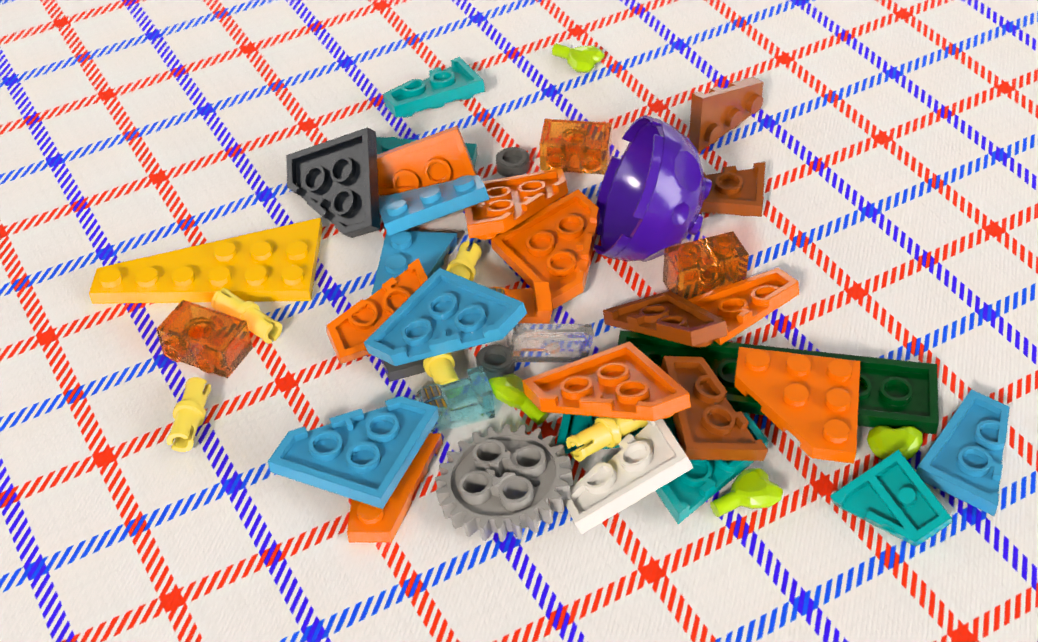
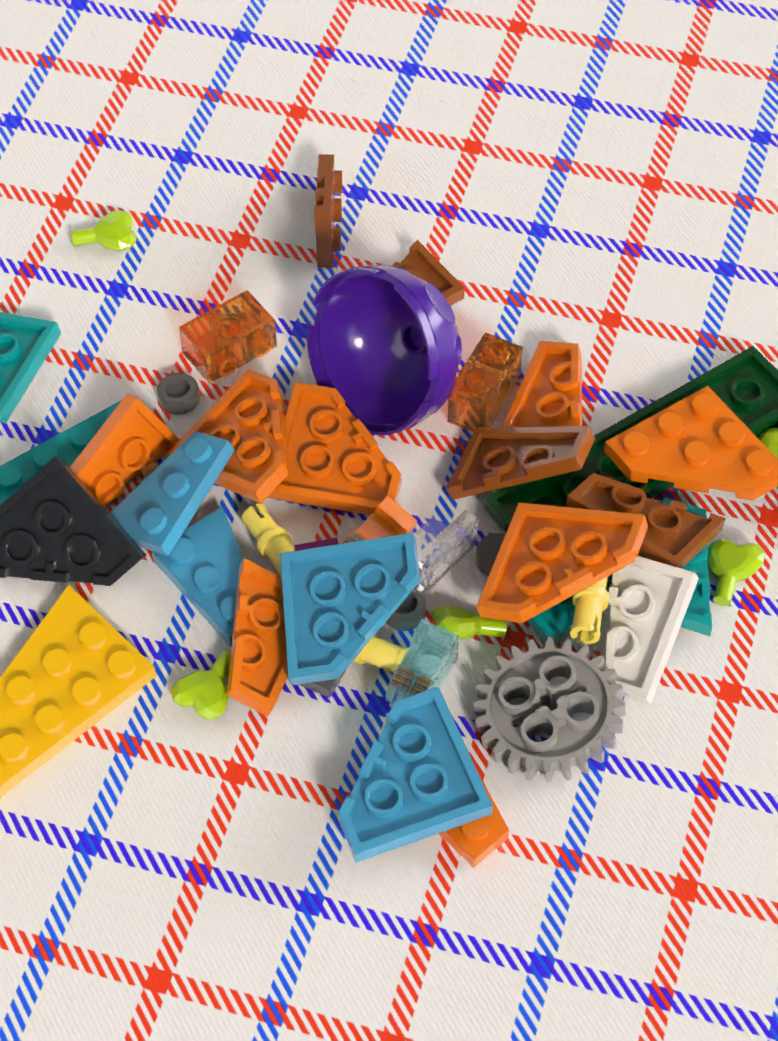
camera: 45 degrees left, 10 degrees up
(189, 414) = (198, 873): light yellow pin -> none
(204, 338) = (130, 771): clear orange brick -> none
(257, 321) = (125, 738): light yellow pin -> none
(314, 323) = (205, 689): none -> lime rock

